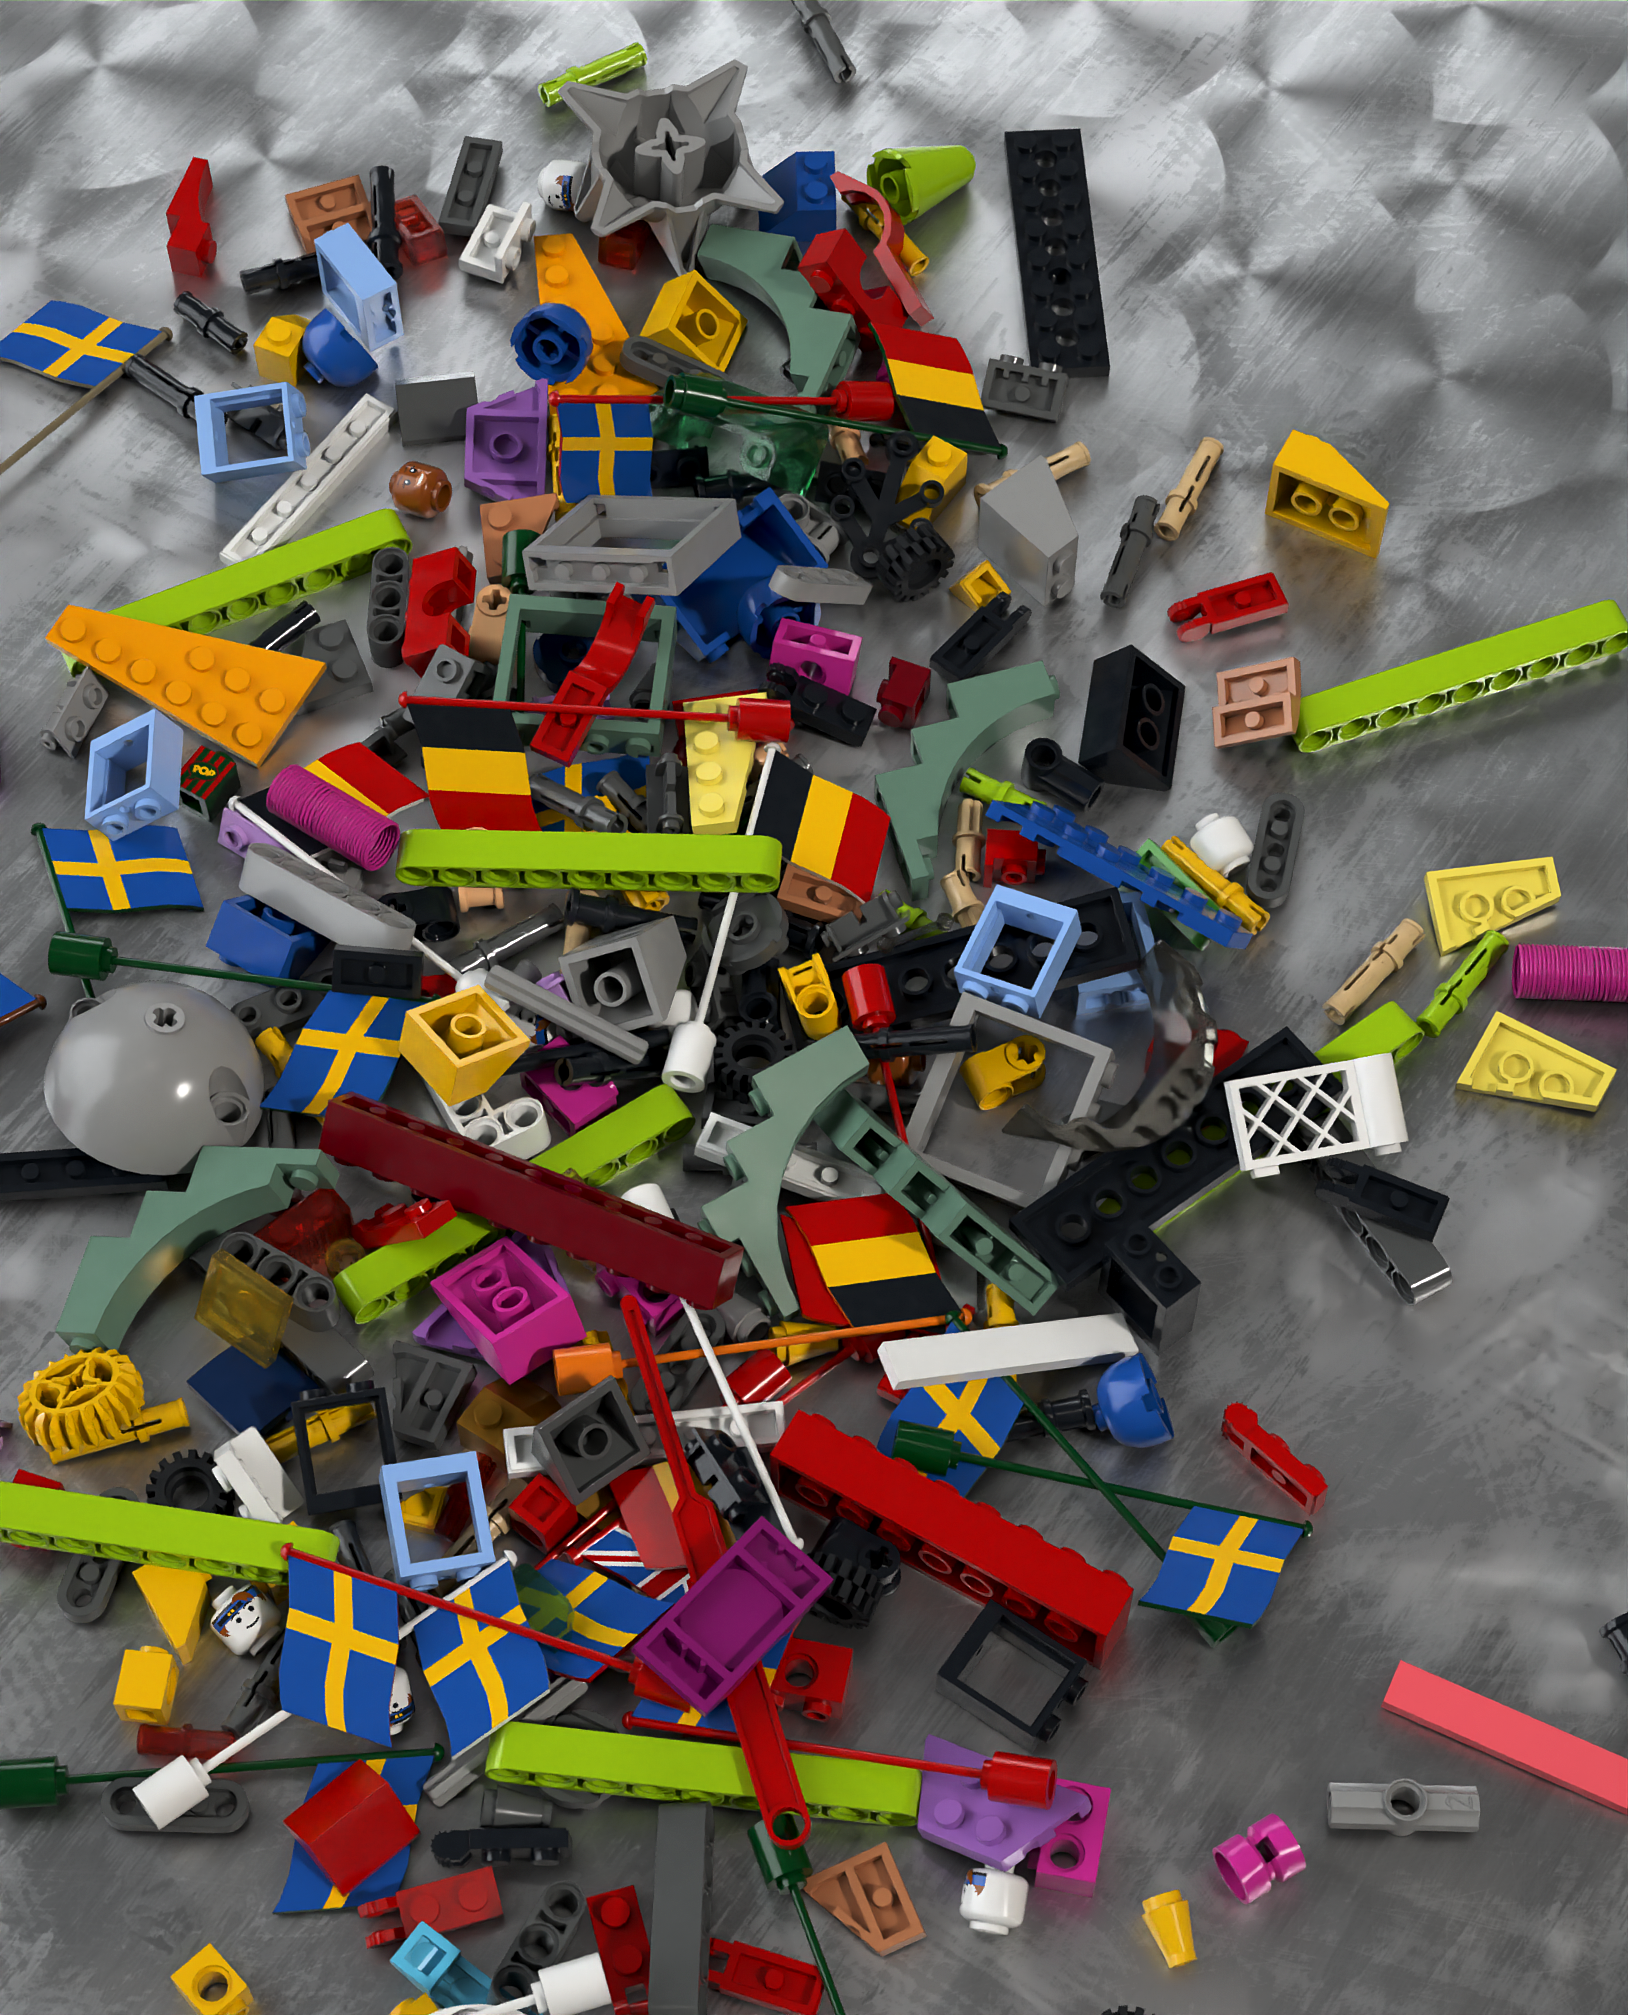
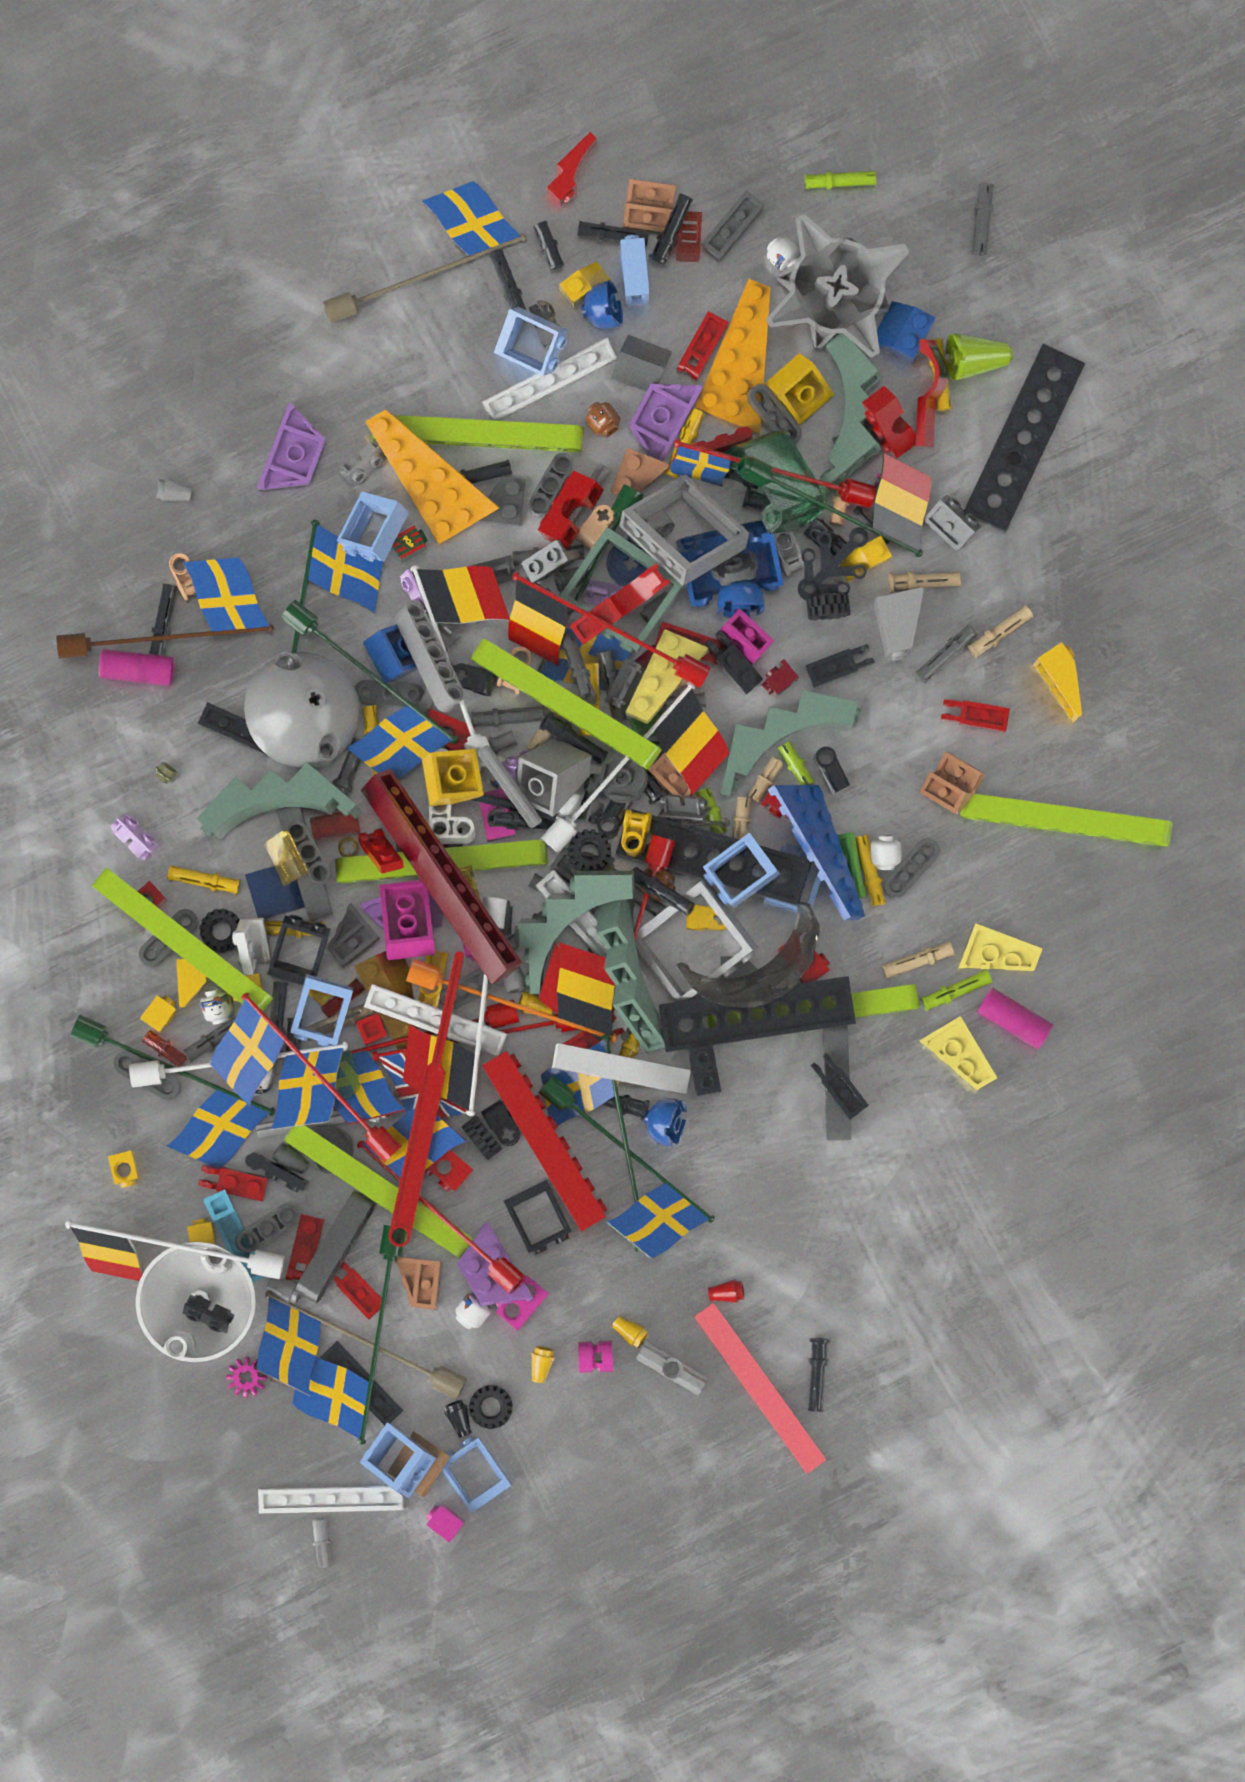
camera: 25 degrees right, 25 degrees up
(81, 1400) = (192, 869): yellow gear -> none
(334, 818) = (455, 615): dark pink piece -> none
(352, 1826) = (216, 1127): red slope -> none
(377, 971) = (432, 713): black plate -> none
(498, 242) = (726, 273): white bracket -> none
(509, 312) = (703, 344): none -> red plate
(552, 343) = (715, 369): blue cylinder -> none
(589, 1441) = (405, 1016): dark grey slope -> none
(714, 1456) = (458, 1073): black hinge -> none
(733, 577) = (736, 568): none -> dark grey plate
(733, 1616) = (423, 1134): magenta slope -> none
(820, 585) = (769, 605): light grey beam -> none
(979, 586) = (858, 632): yellow slope -> none
(1132, 721) = (885, 757): black slope -> none
(1273, 1458) = (715, 1177): red hinge -> none
(1291, 1785) = (631, 1332): none -> yellow cone
(1371, 1103) = (863, 1039): white piece -> none
(1412, 1629) = (727, 1292): none -> red cone

